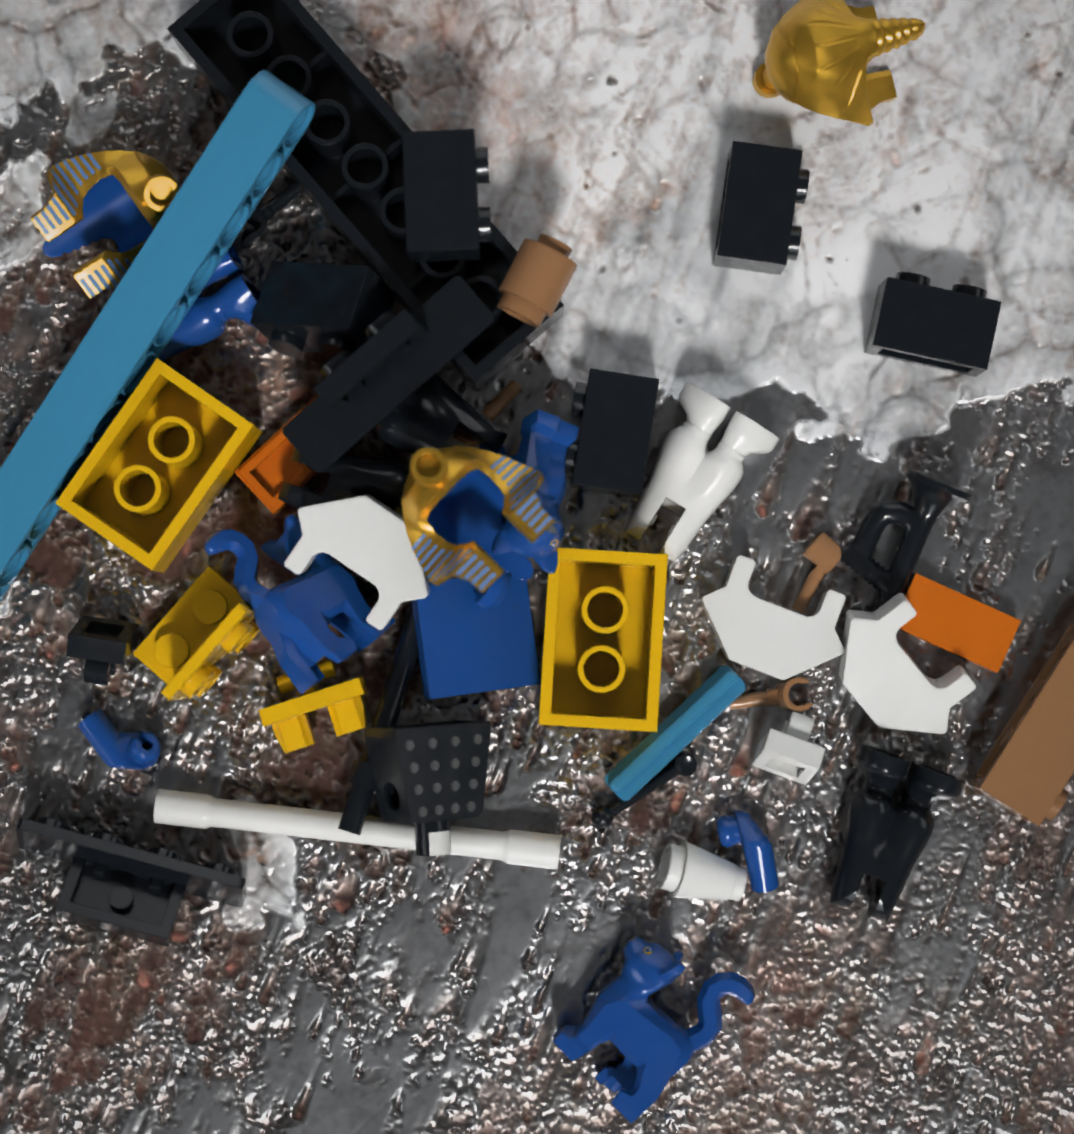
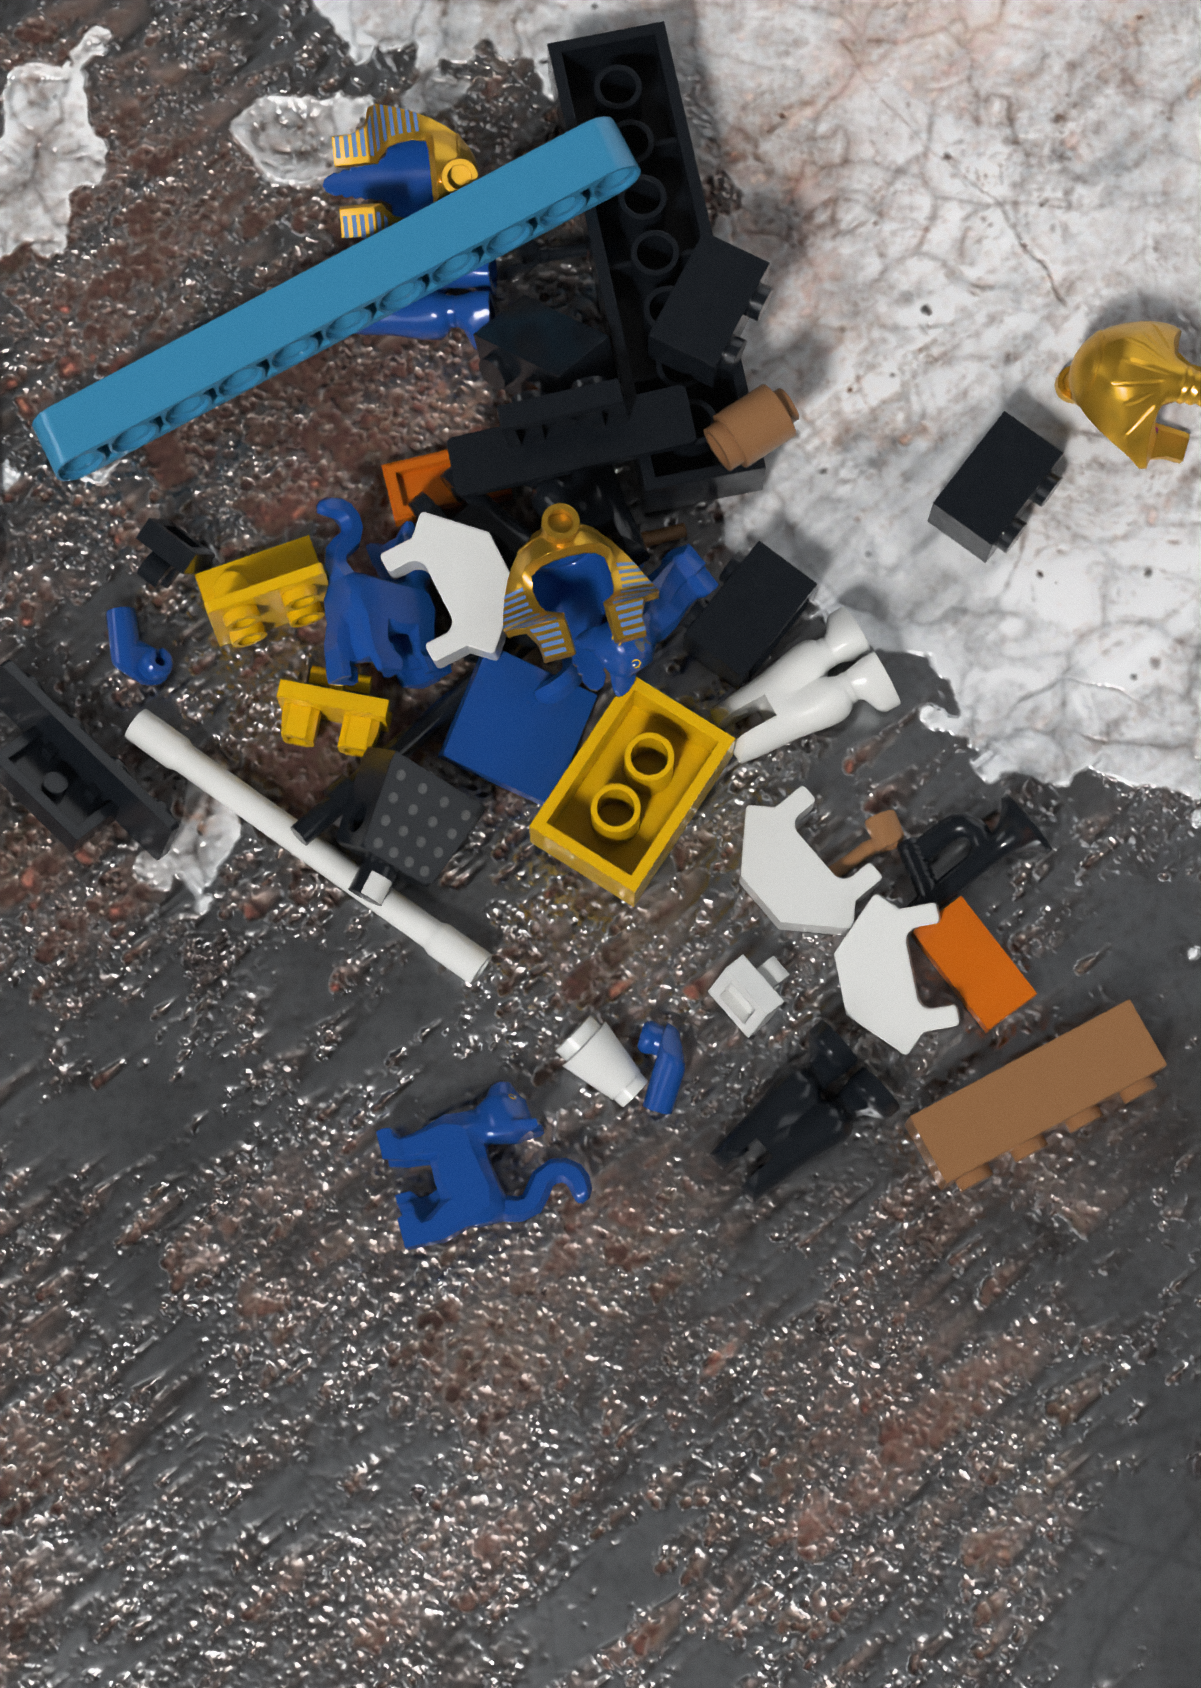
camera: 30 degrees right, 10 degrees down
(159, 467) = (318, 419): yellow brick -> none
(675, 733) = (652, 920): dark azure axle -> none
(683, 764) = (644, 957): black hinge -> none
(773, 697) = (762, 938): medium nougat hand -> none
(933, 324) = (1101, 677): black brick -> none

